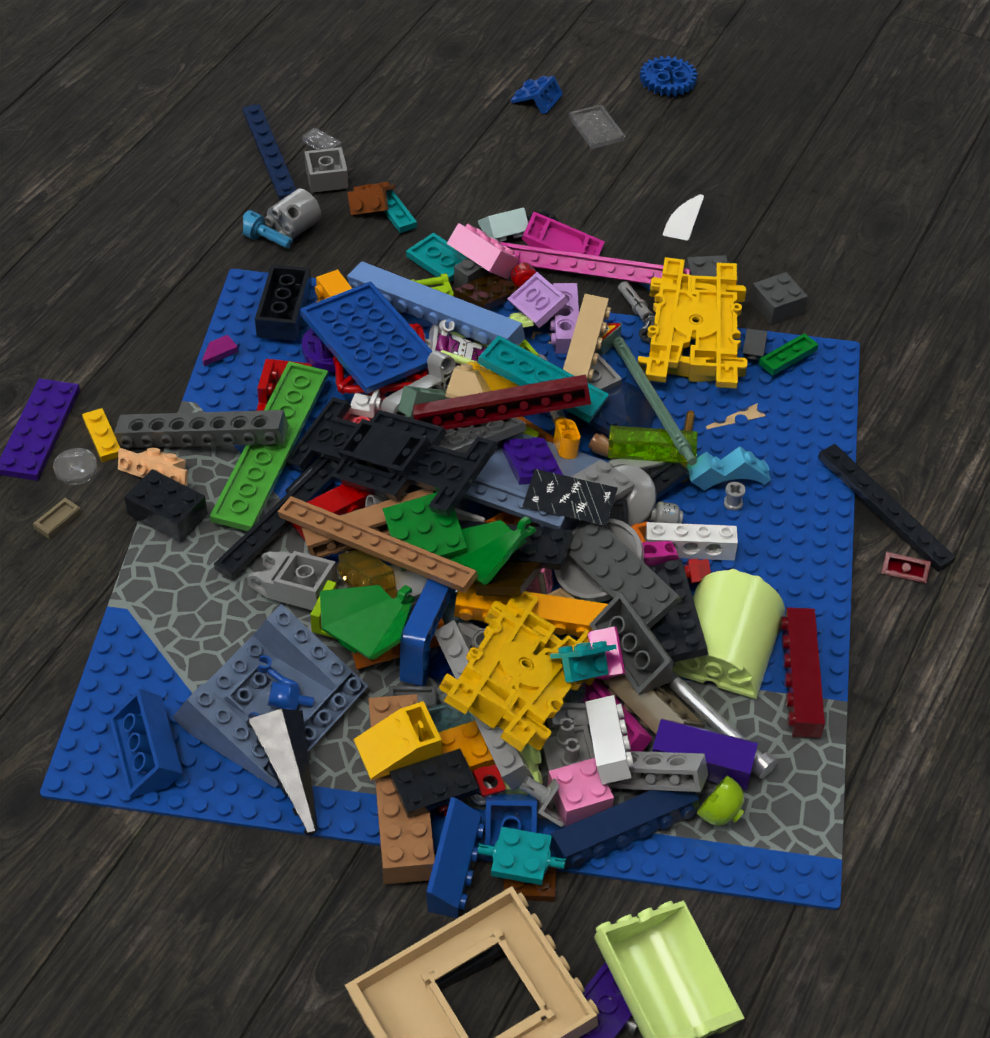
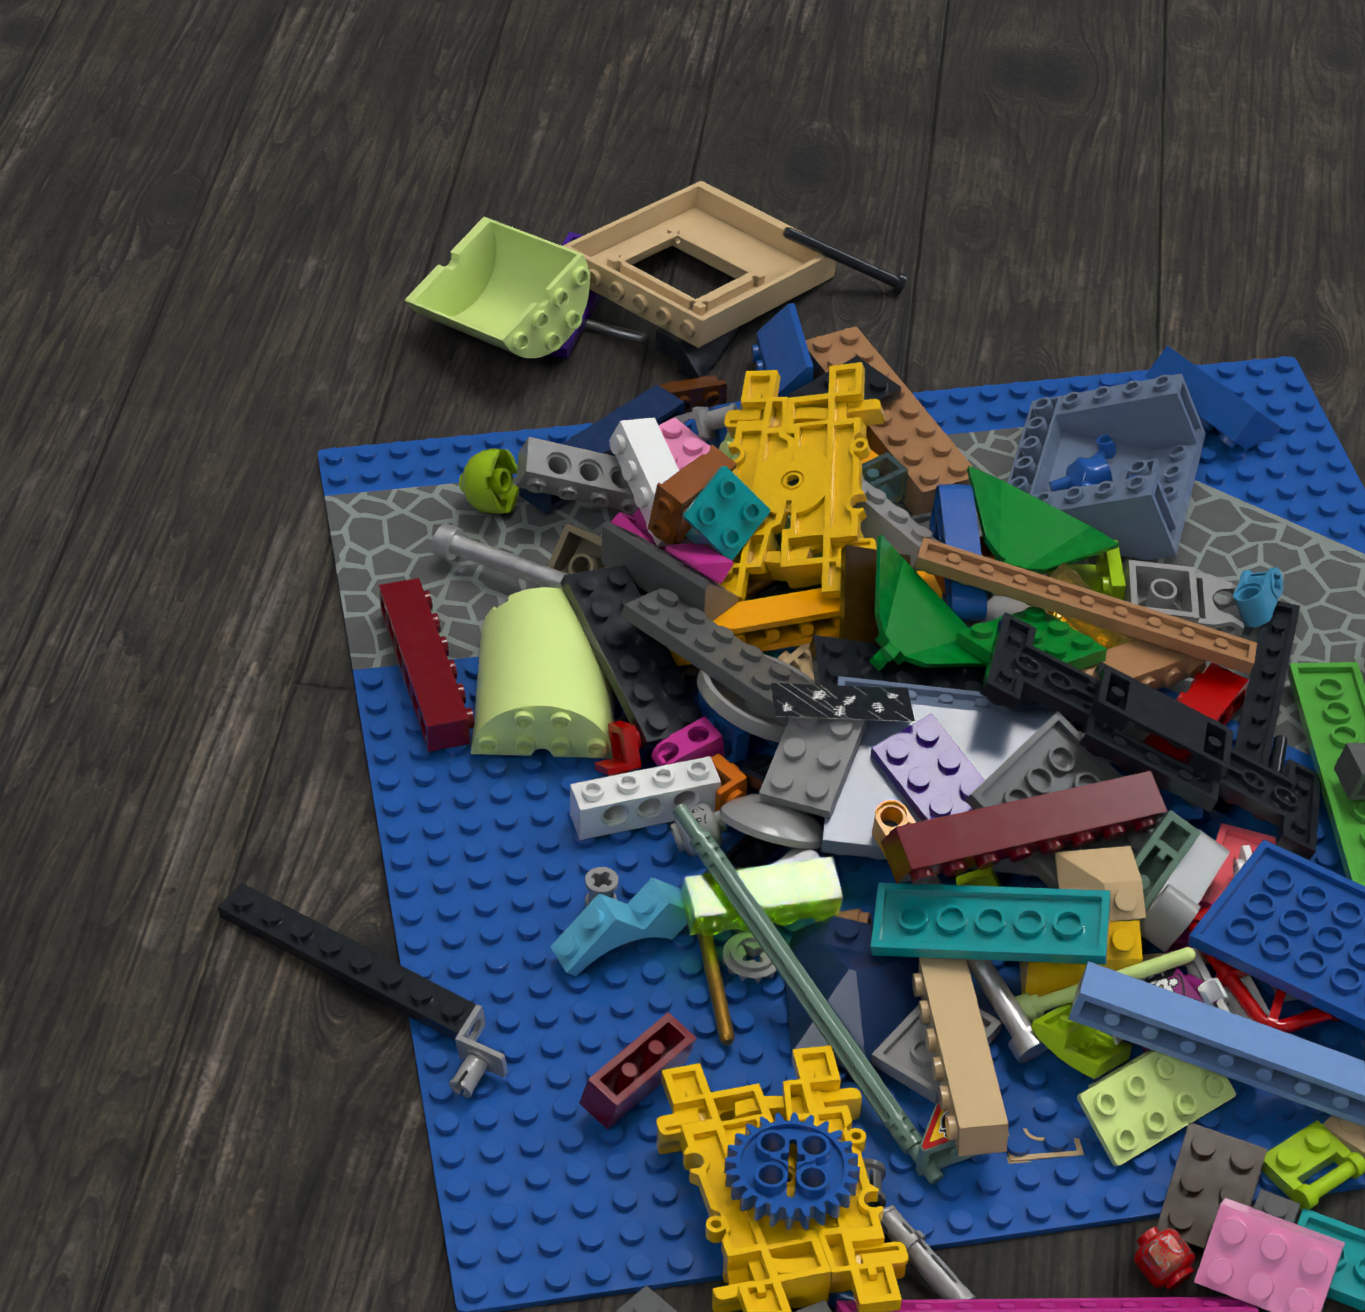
camera: 160 degrees right, 5 degrees down
(238, 568) = (1258, 595): none -> dark azure piece
(285, 743) = (1043, 408): wedge -> none
(304, 959) = (896, 281): none -> black bar
(399, 741) = (910, 411): yellow slope -> none
(521, 856) = (705, 379): teal plate -> none
(538, 299) = (1099, 1159): lavender plate -> none
(565, 319) = (1040, 1172): lavender brick -> none
(594, 667) = (679, 492): none -> dark orange window
(682, 302) = (759, 1171): none -> blue gear
(723, 753) = (528, 509): dark purple slope -> none
(747, 394) = (636, 1070): none -> brick
(754, 343) = (660, 1210): dark grey slope -> none
(788, 354) = (587, 1205): green plate -> none
(826, 429) = (475, 1055): none -> light grey bracket
(905, 567) = (298, 882): dark red slope -> none

